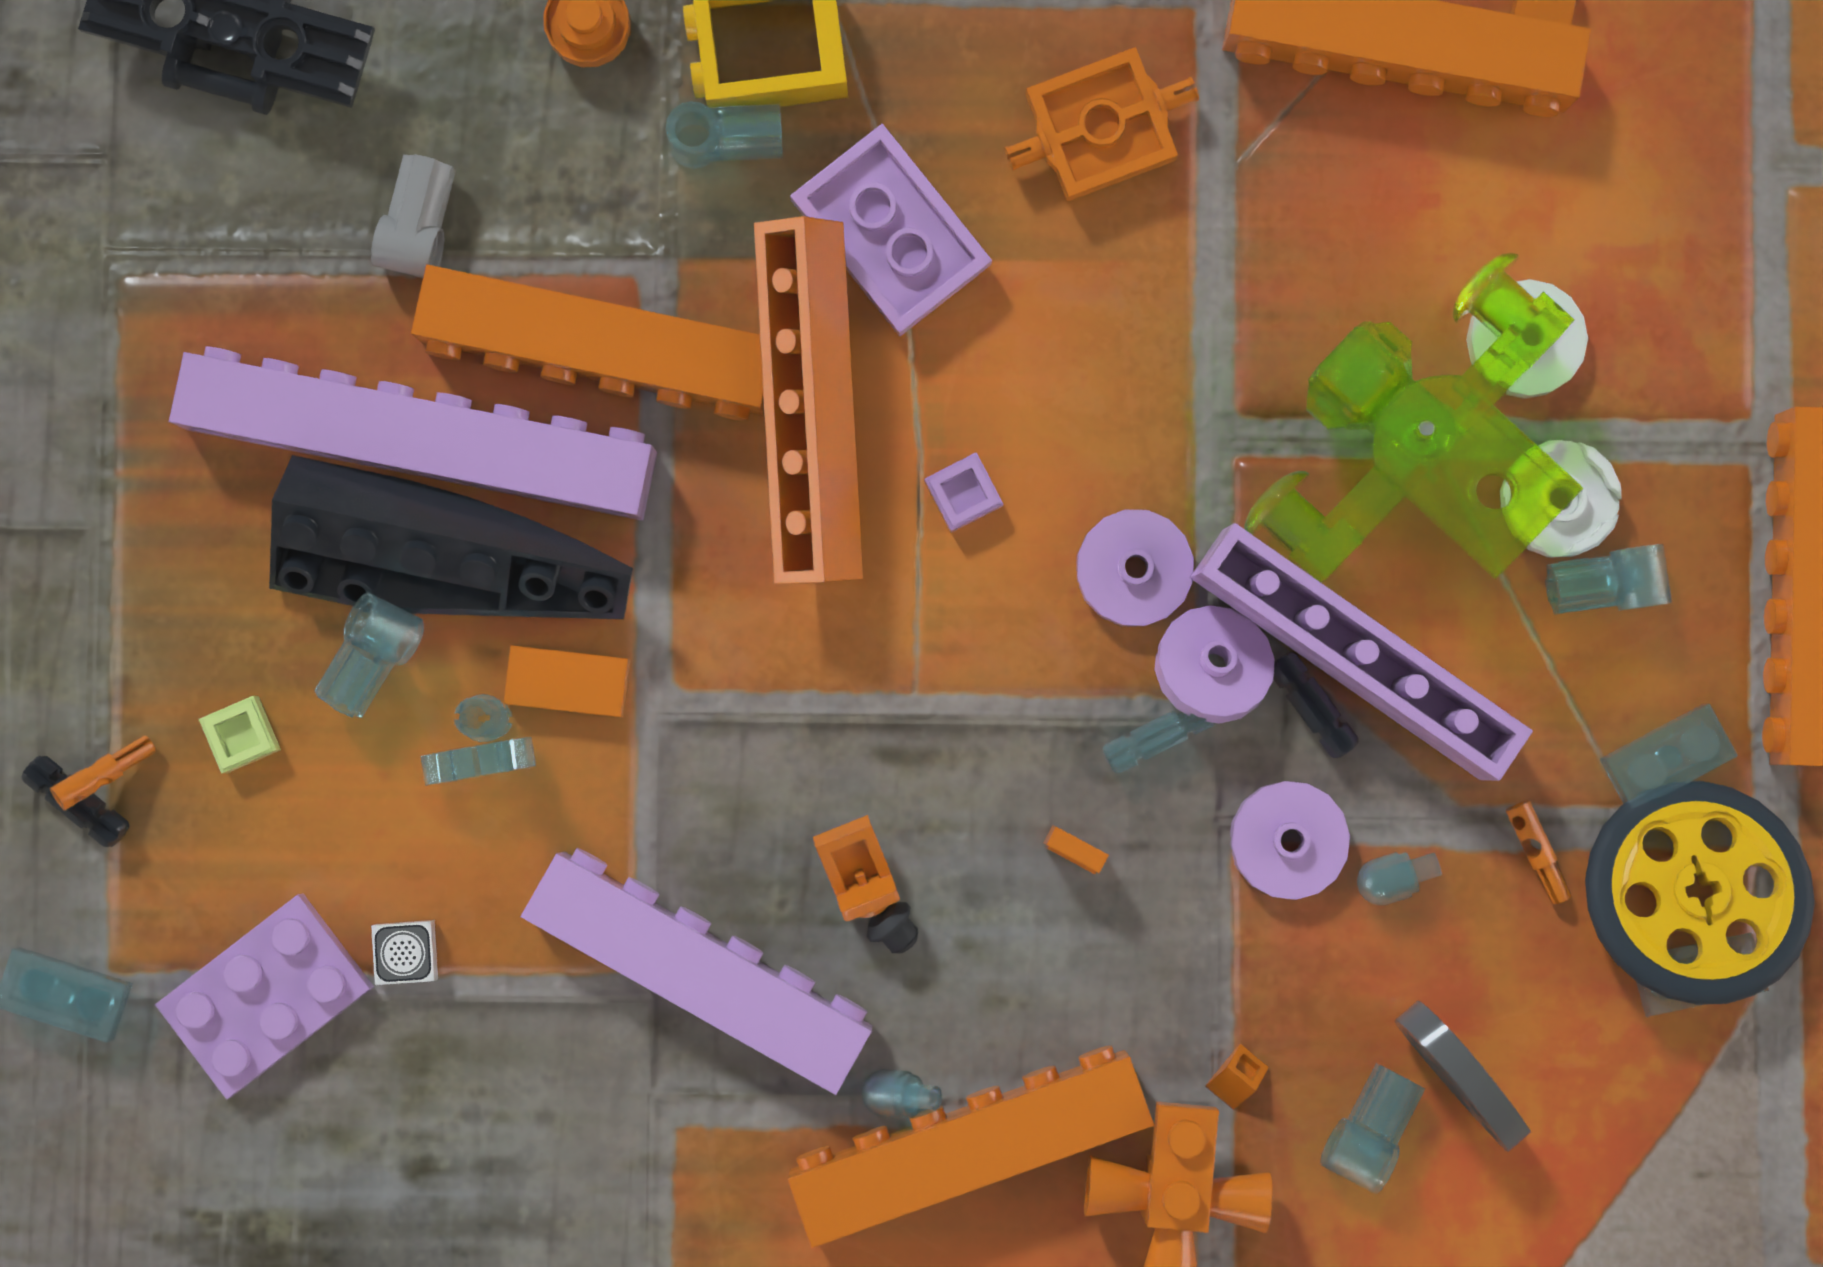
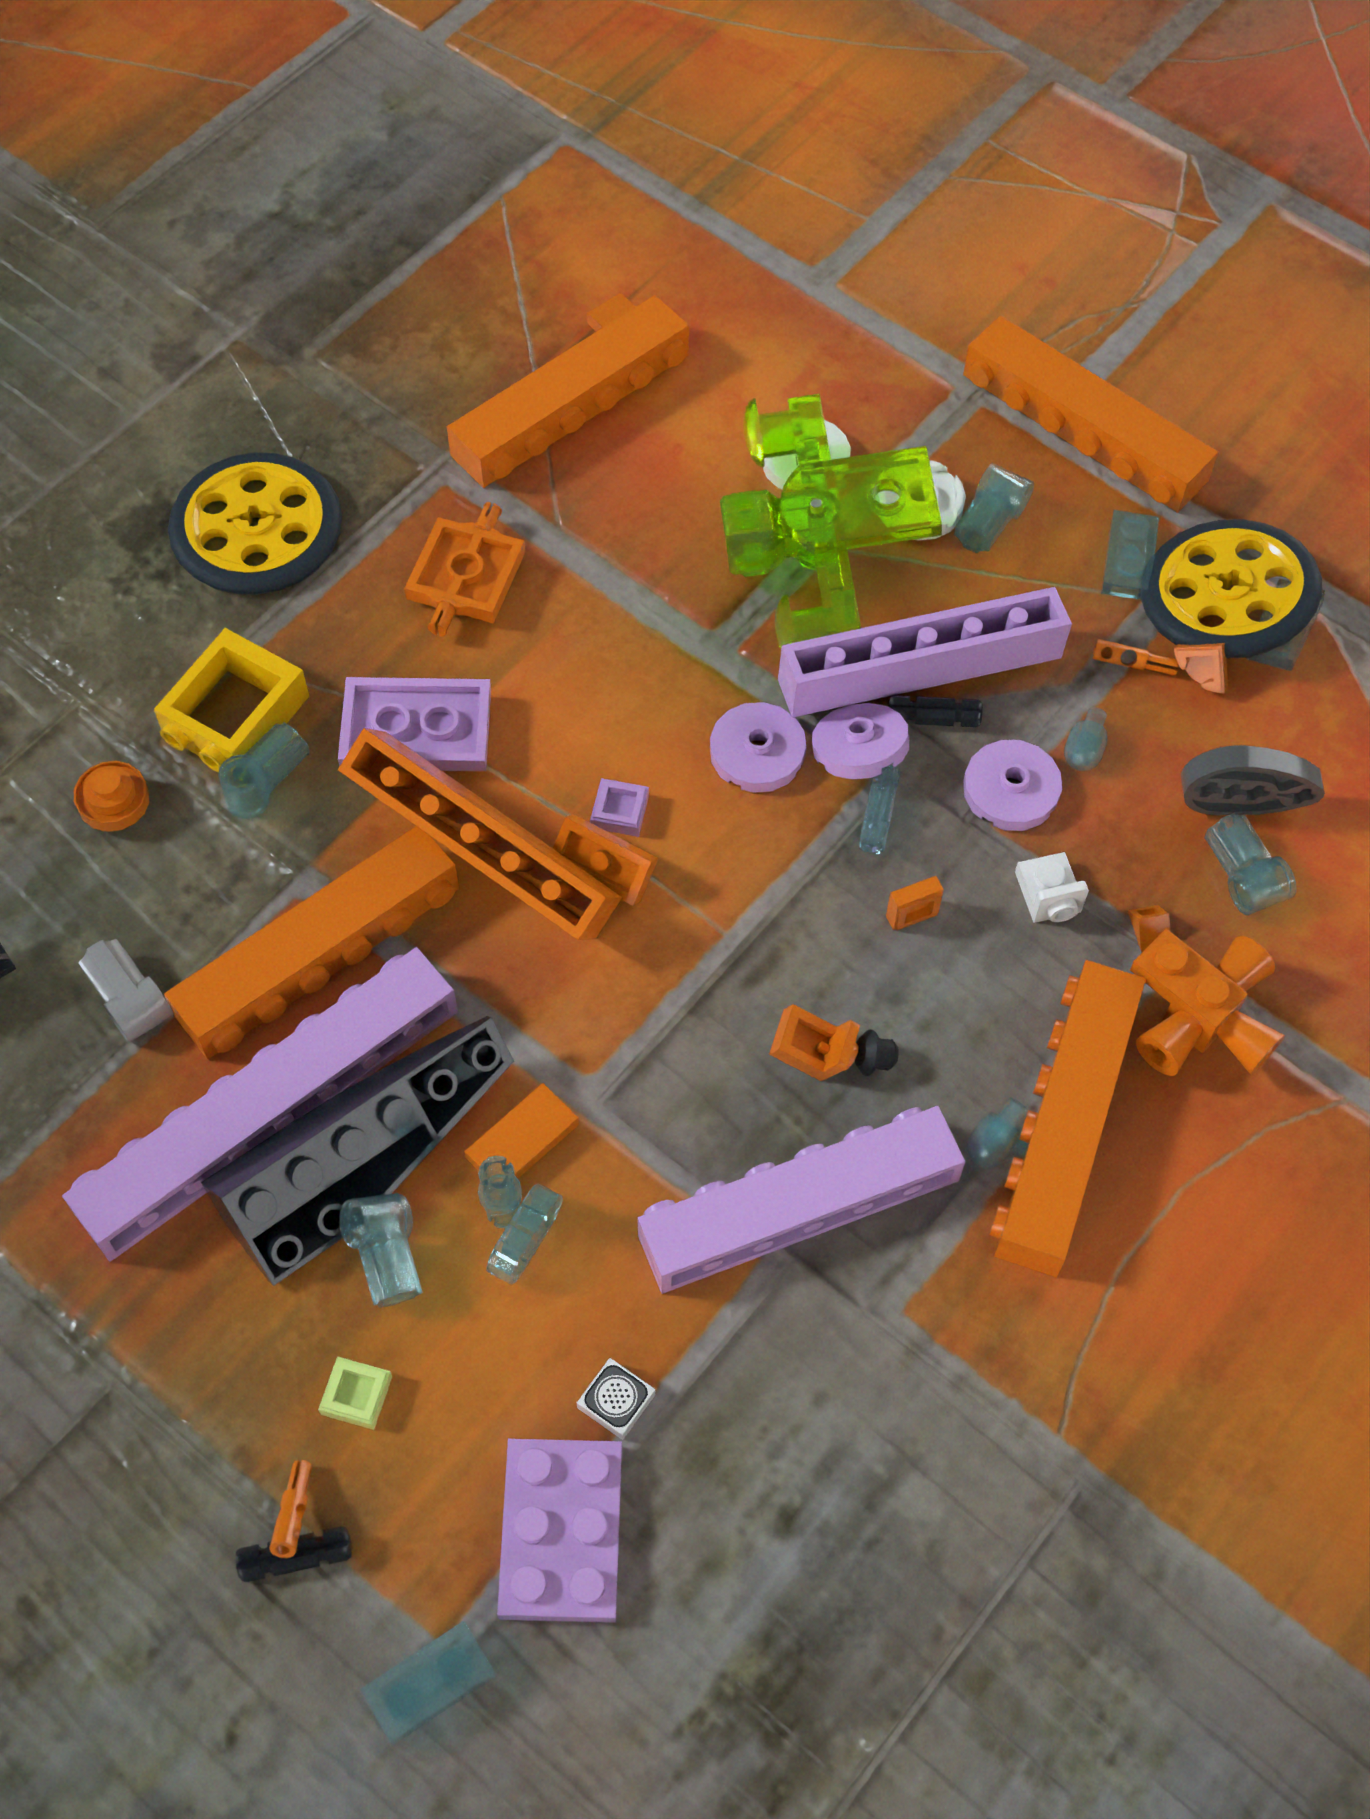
camera: 50 degrees left, 25 degrees down
(889, 528) = (606, 857): none -> orange plate
(1200, 959) = (1051, 888): none -> white bracket
(1581, 929) = (1204, 665): none -> orange tile

